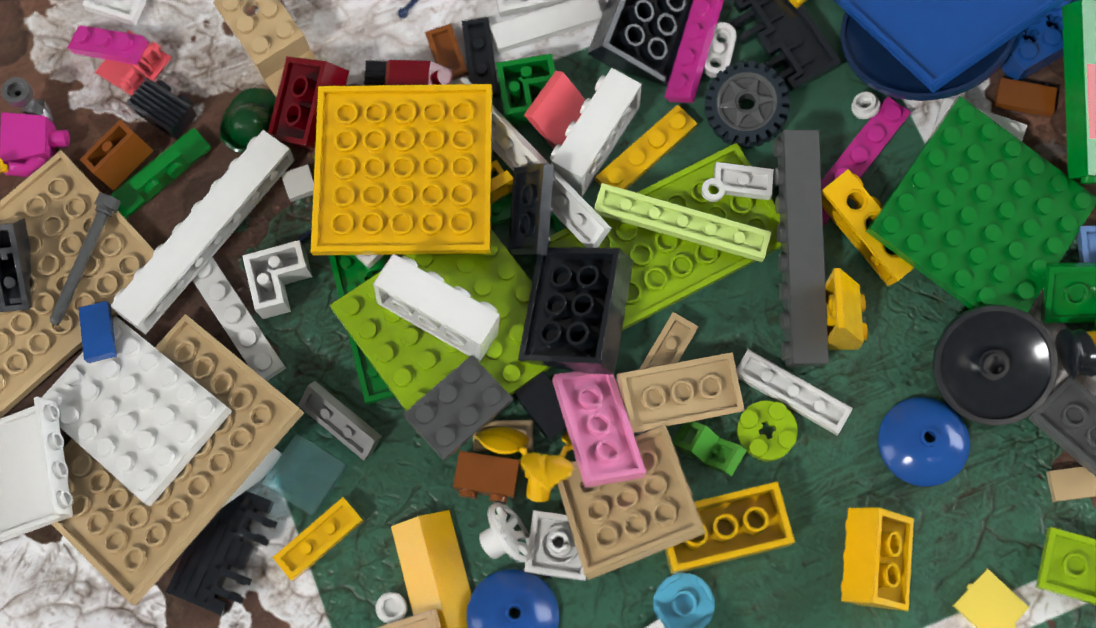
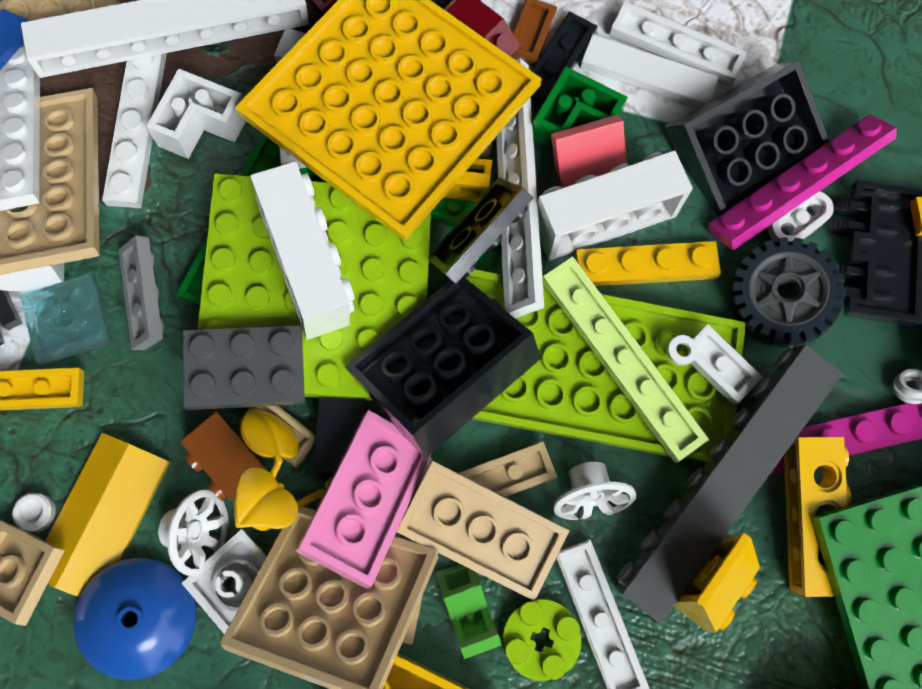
camera: 30 degrees right, 0 degrees up
(726, 317) = (591, 489): none -> white wheel

